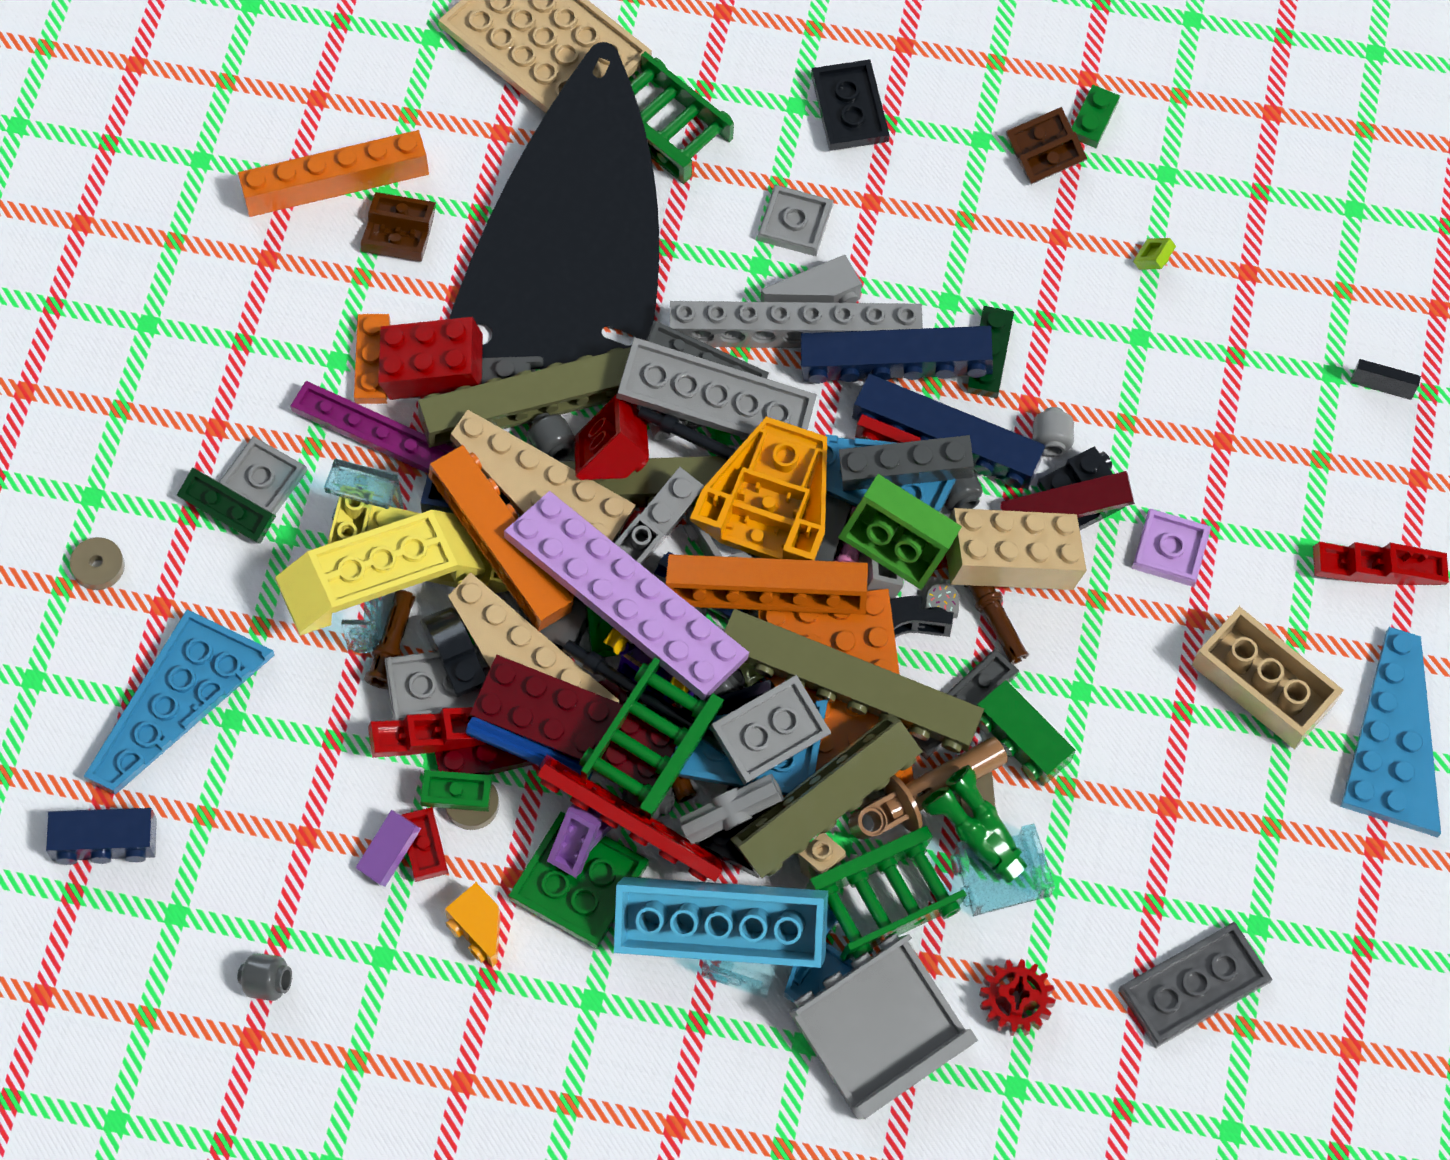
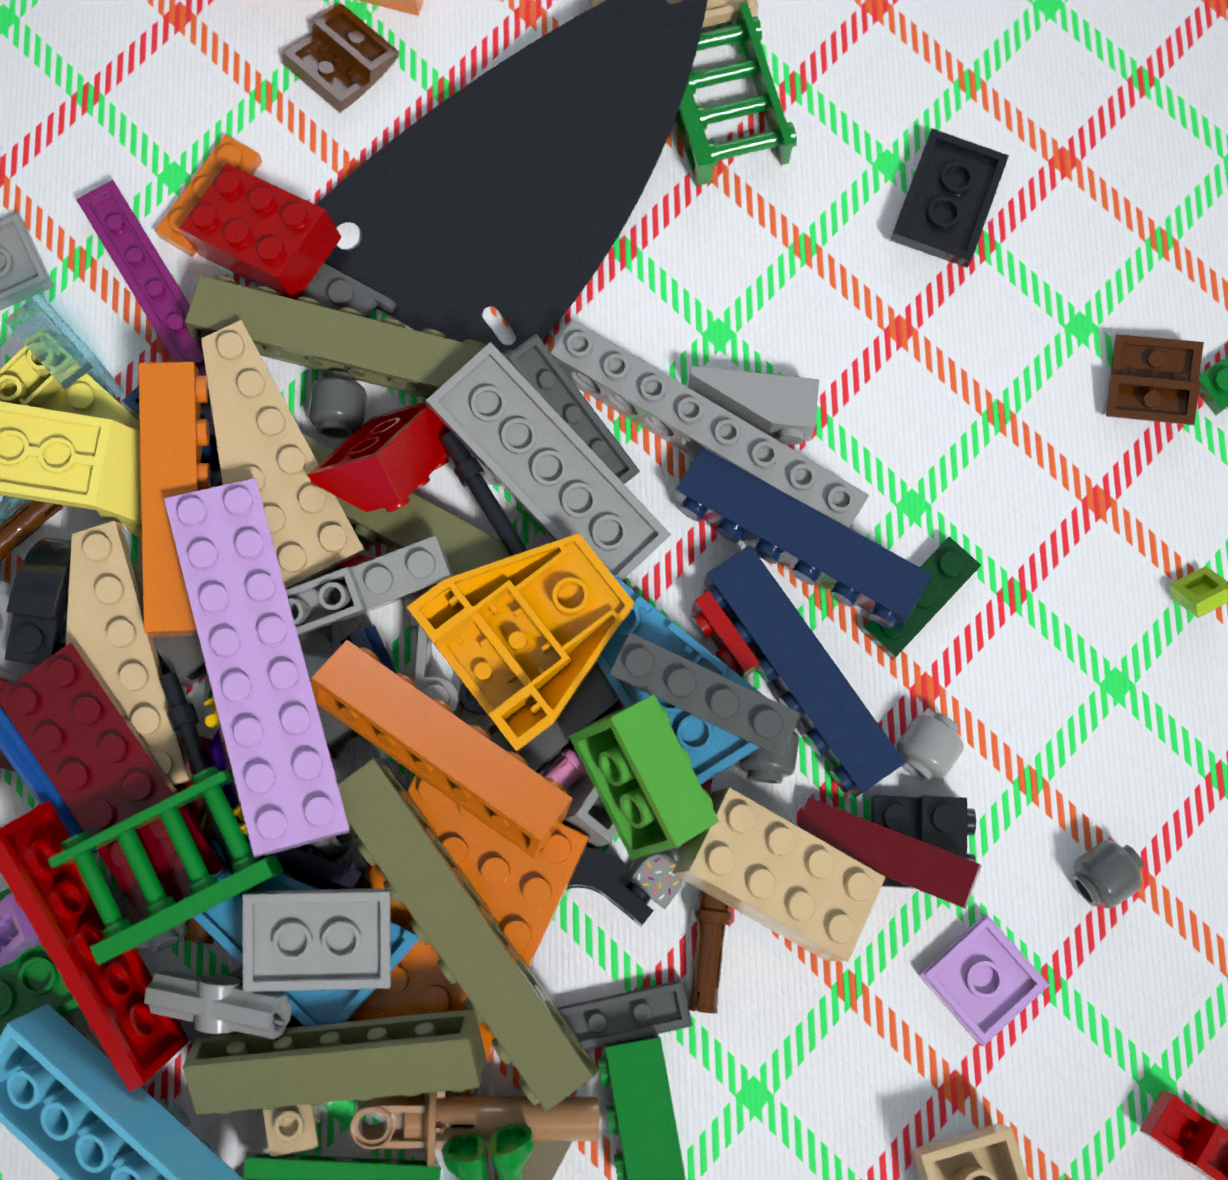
camera: 30 degrees right, 10 degrees up
(795, 220) = (794, 302): light grey tile -> none
(1204, 444) = (1108, 874): none -> dark grey head

